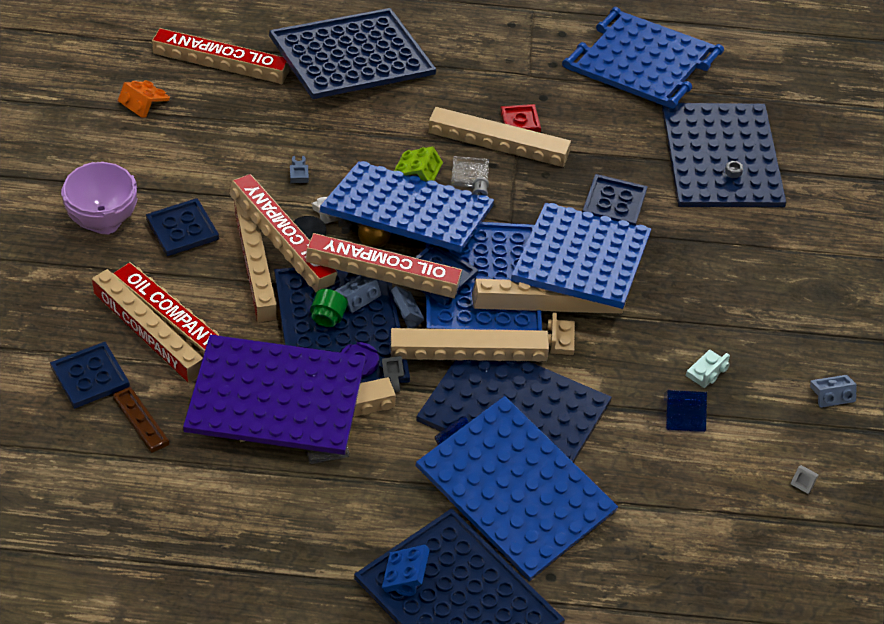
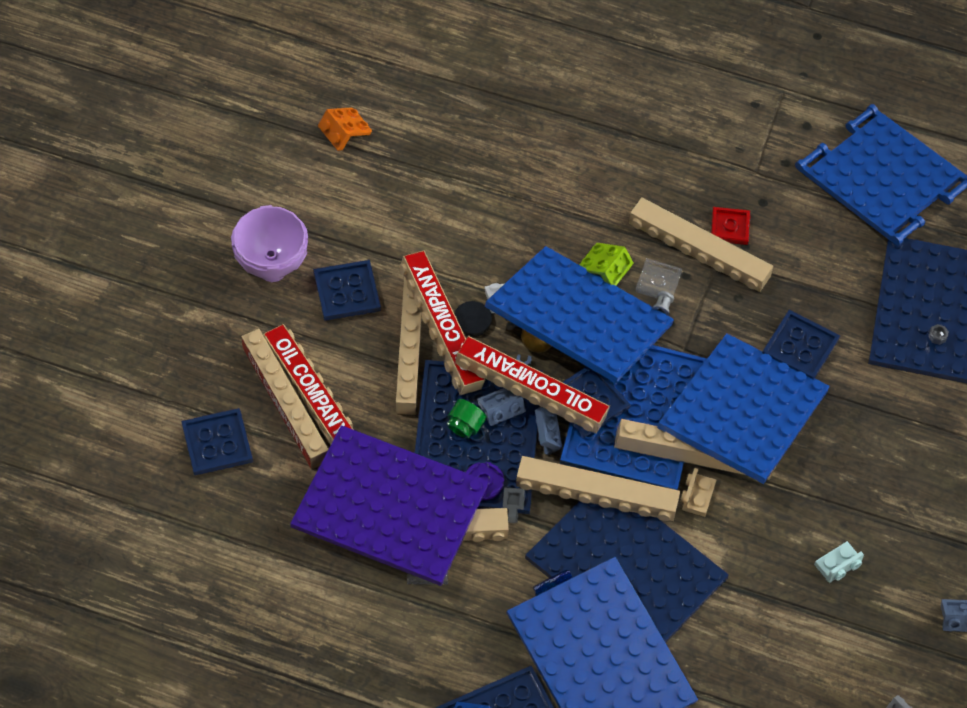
camera: 15 degrees right, 10 degrees up
(141, 419) = (255, 501): reddish brown tile -> none
(220, 55) = (435, 91): brick -> none
(299, 171) = (481, 246): sand blue plate -> none
(351, 53) = (572, 114): dark blue plate -> none
(686, 410) = (800, 606): clear blue bracket -> none

